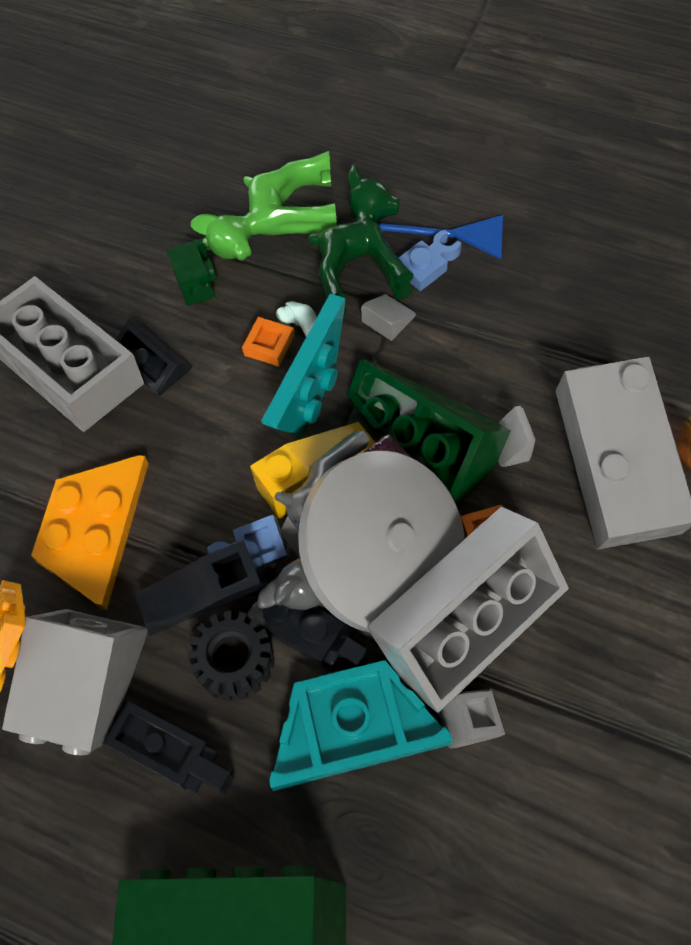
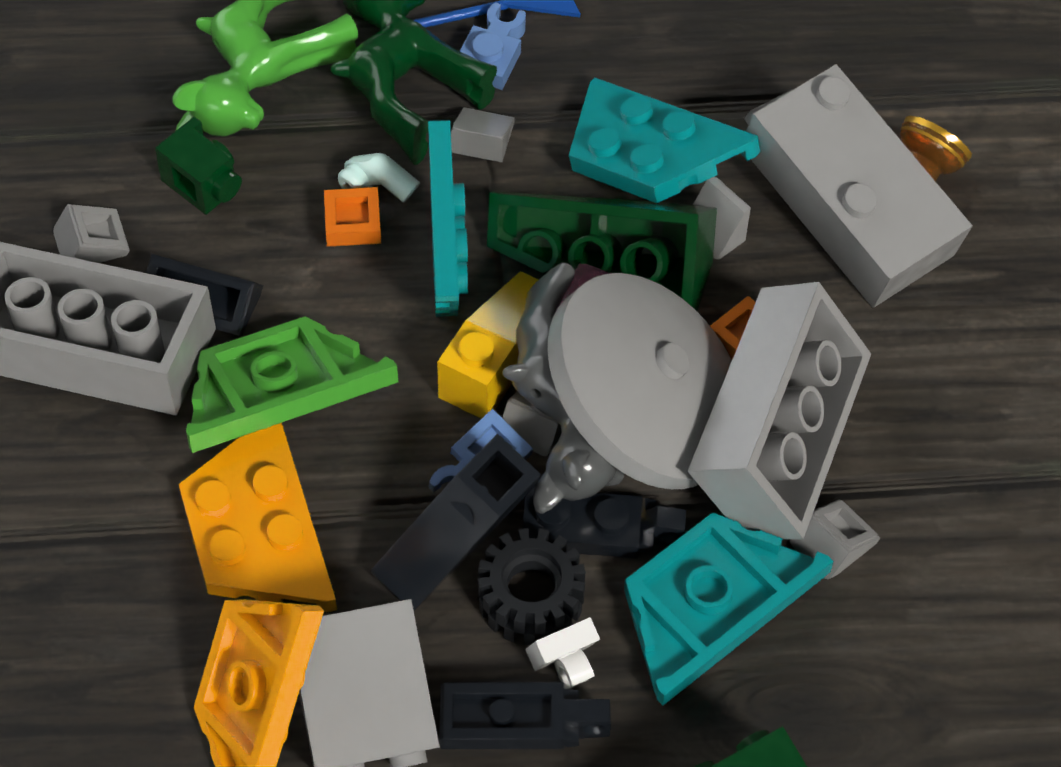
camera: 35 degrees left, 5 degrees down
(109, 294) = (90, 233): none -> light grey slope
(150, 434) = (276, 379): none -> bright green wing
(224, 716) = (565, 651): none -> white tile
(491, 366) = (649, 143): none -> teal wing

